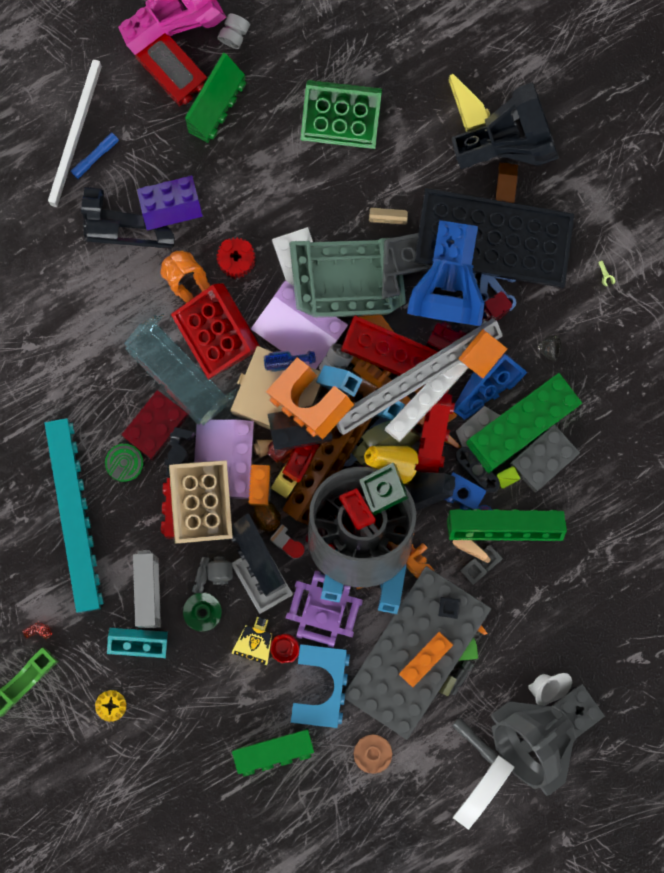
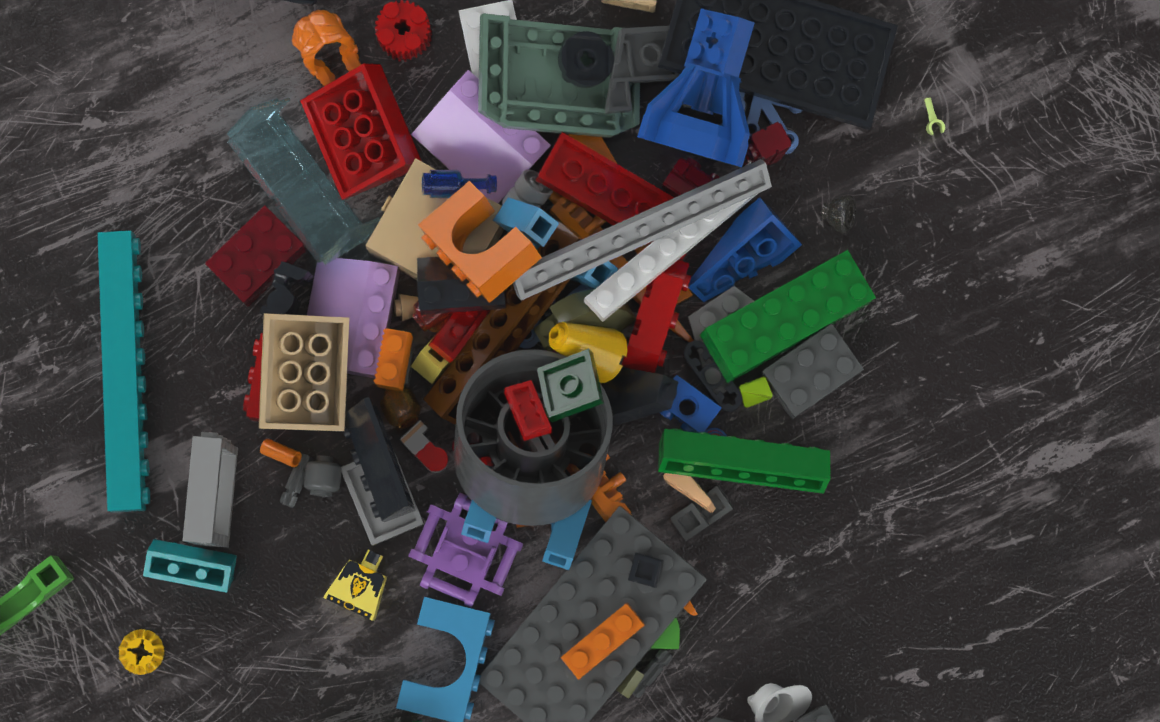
camera: 10 degrees right, 0 degrees up
(37, 628) = (52, 528): clear red arm -> none
(124, 462) = (206, 304): tile -> none
(189, 558) = (280, 453): none -> orange axle
(195, 604) = (275, 530): dark green dish -> none
(284, 648) = (401, 600): red hair -> none
(354, 259) = (573, 69): none -> black plate
(482, 353) = (739, 208): orange tile -> none

